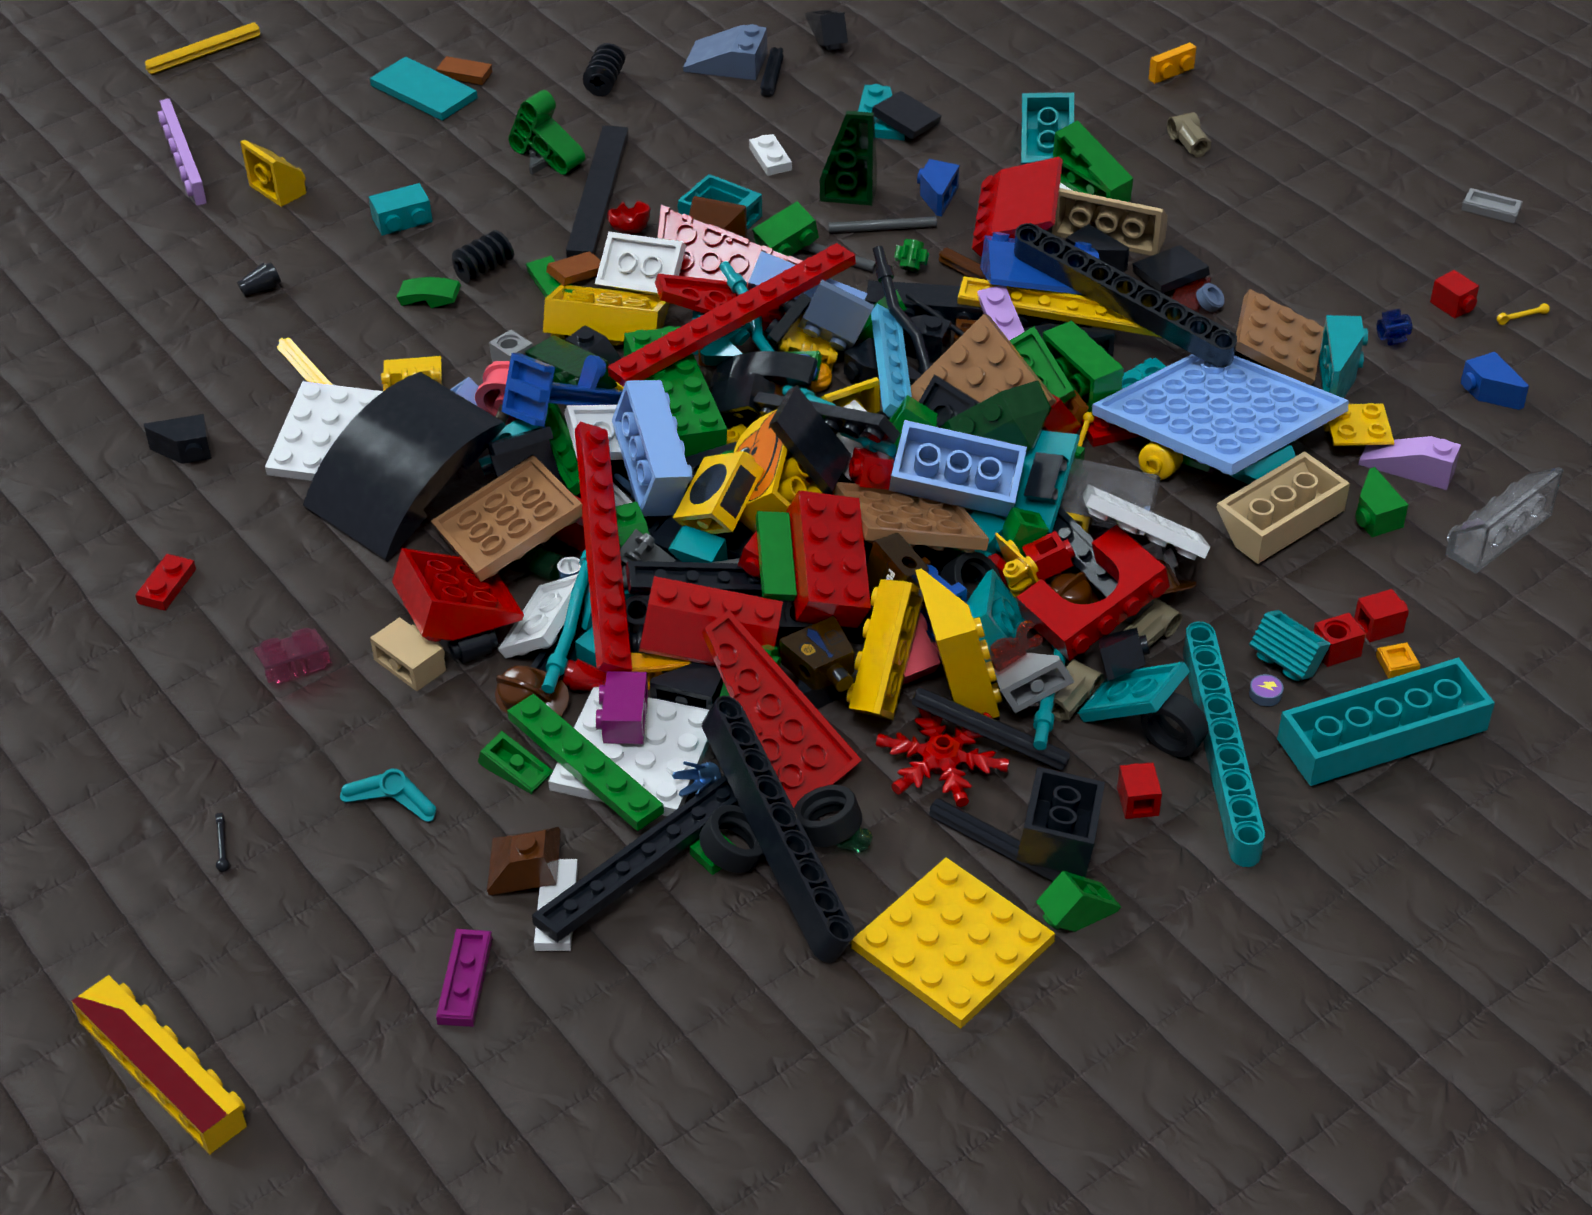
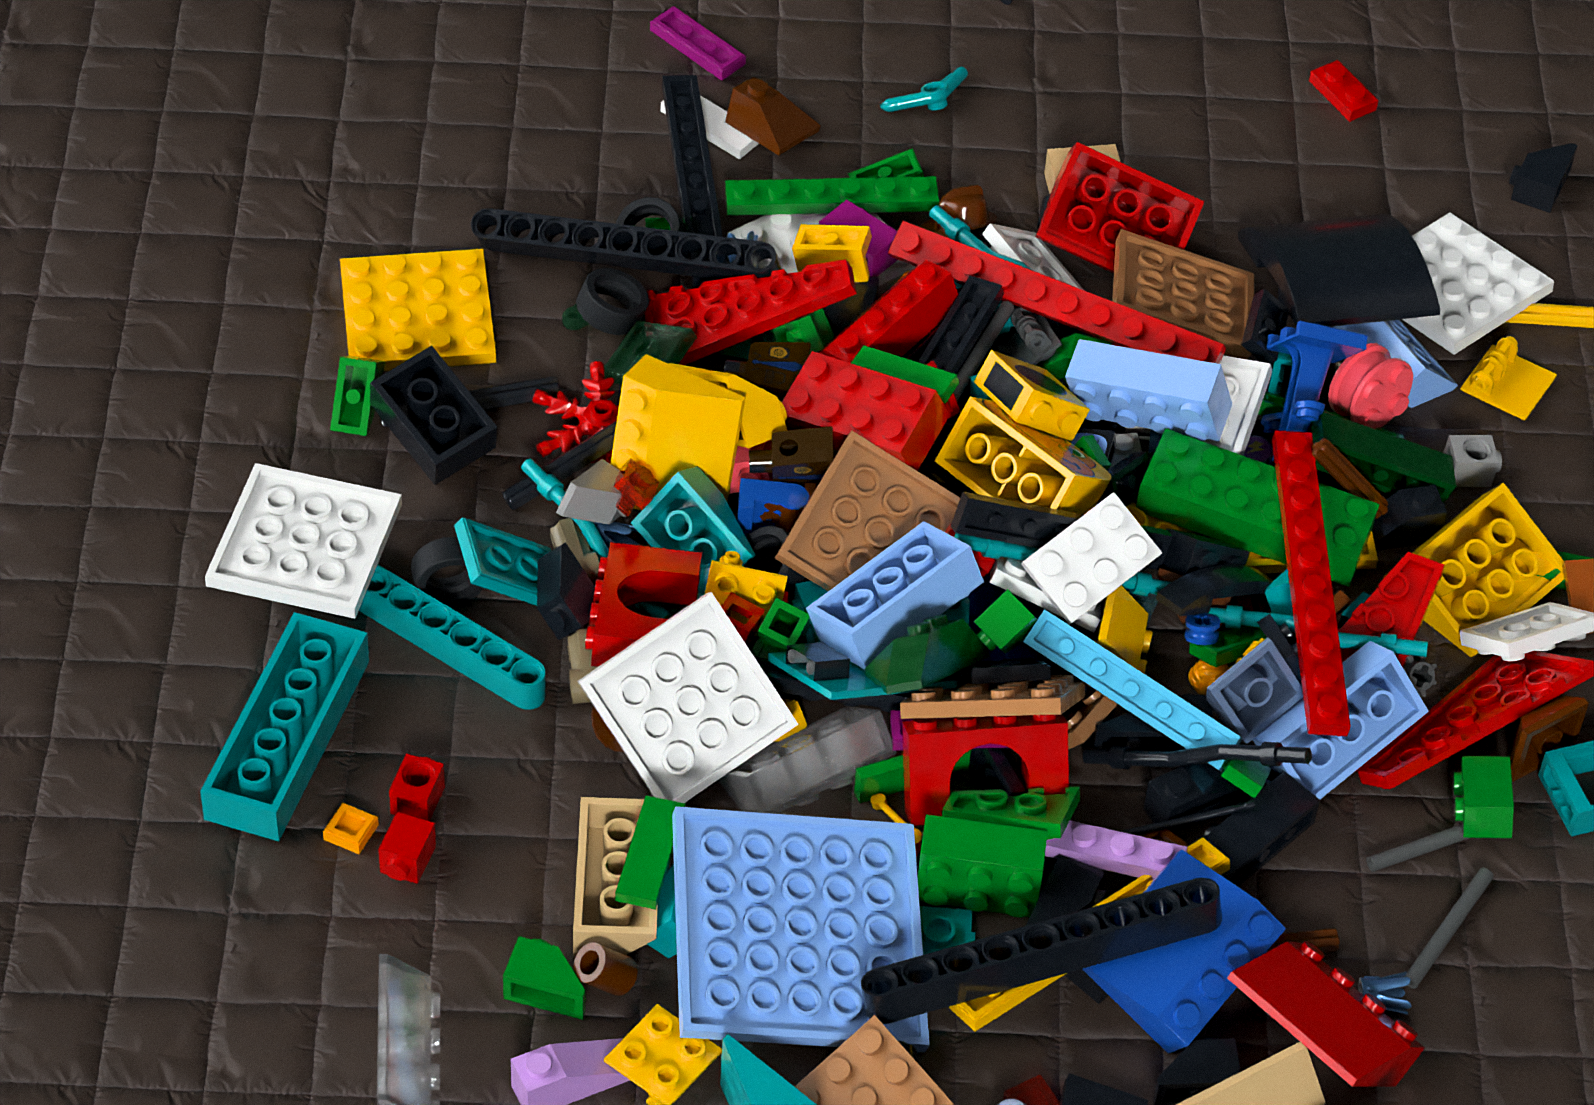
camera: 125 degrees right, 5 degrees up
(276, 653) = (1163, 112): clear pink hinge -> none
(617, 351) = (1347, 474): none -> reddish brown axle
(662, 696) = (833, 243): none -> yellow panel
(810, 440) = (1030, 466): black tile -> none
(832, 388) = (1091, 558): none -> white plate
(852, 162) = (1546, 920): dark green wedge -> none
(859, 758) = (654, 339): none -> clear green tile
(911, 255) = (1347, 890): green gear -> none
(938, 184) = (1472, 1020): blue slope -> none
(961, 223) = (1387, 990): none -> flat silver piece
(1139, 790) = (421, 514): red brick -> none
(1256, 798) = (304, 540): none -> white plate
(1261, 478) = (648, 854): none -> green tile
(1266, 690) = (427, 699): tile -> none
(1289, 645) = (444, 731): teal brick -> none
(1350, 469) = (605, 969): none -> reddish brown brick

